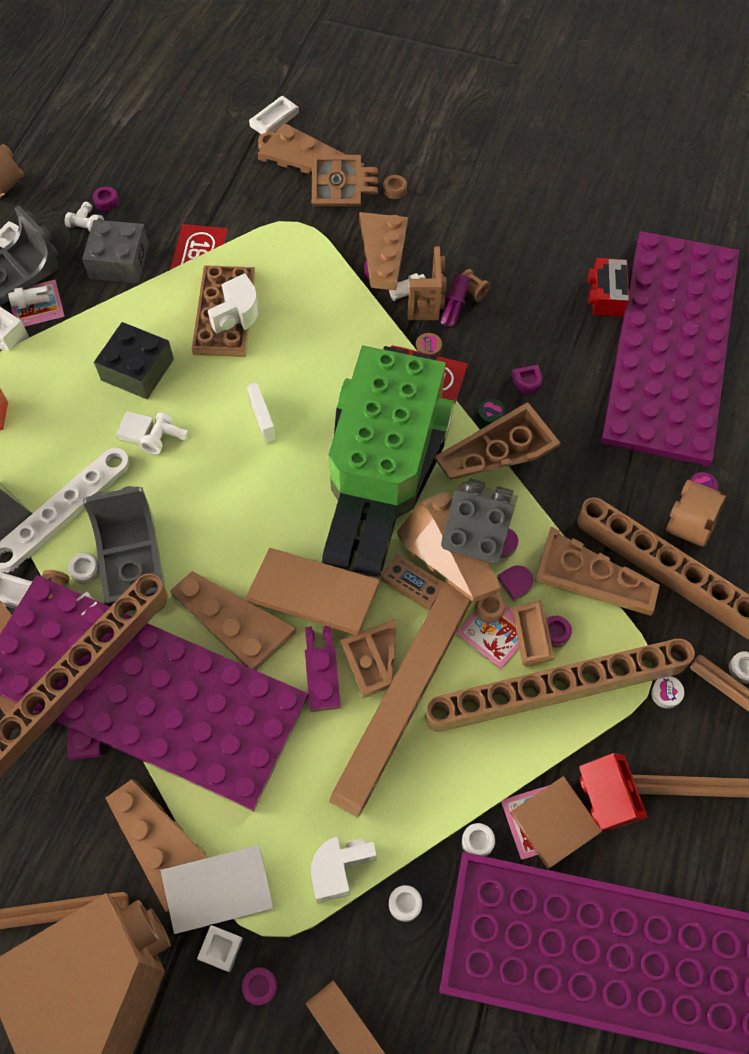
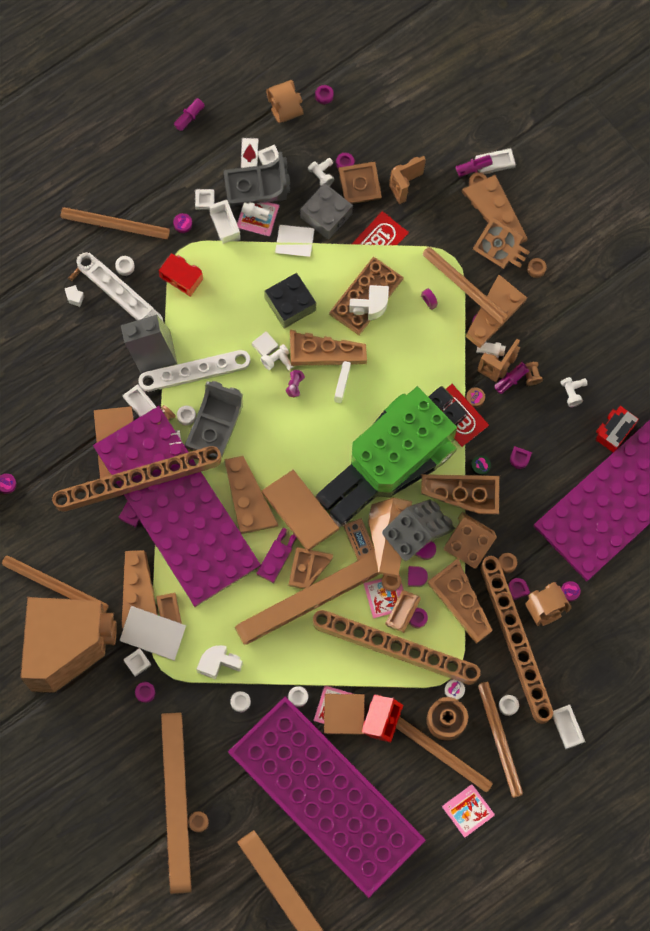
camera: 30 degrees right, 10 degrees up
(37, 149) = (324, 94): none -> magenta tile
(96, 296) = (295, 234): none -> white sticker
(137, 204) = (360, 183): none -> medium nougat tile
(183, 170) = (403, 174): none -> medium nougat bracket
(200, 441) = (296, 377): none -> magenta piece
(203, 399) = (314, 350): none -> medium nougat wing
(217, 835) = (169, 607): none -> medium nougat tile
(254, 126) = (474, 165): none -> magenta axle
(301, 271) = (429, 298): none -> magenta tile
(332, 235) = (465, 285): none -> medium nougat axle
(538, 285) = (569, 385): none -> white piece
(548, 498) = (470, 540): none -> medium nougat bracket
(608, 495) = (508, 562): none -> medium nougat tile
(645, 517) = (518, 588): none -> magenta tile
(688, 751) = (455, 711): none -> medium nougat brick

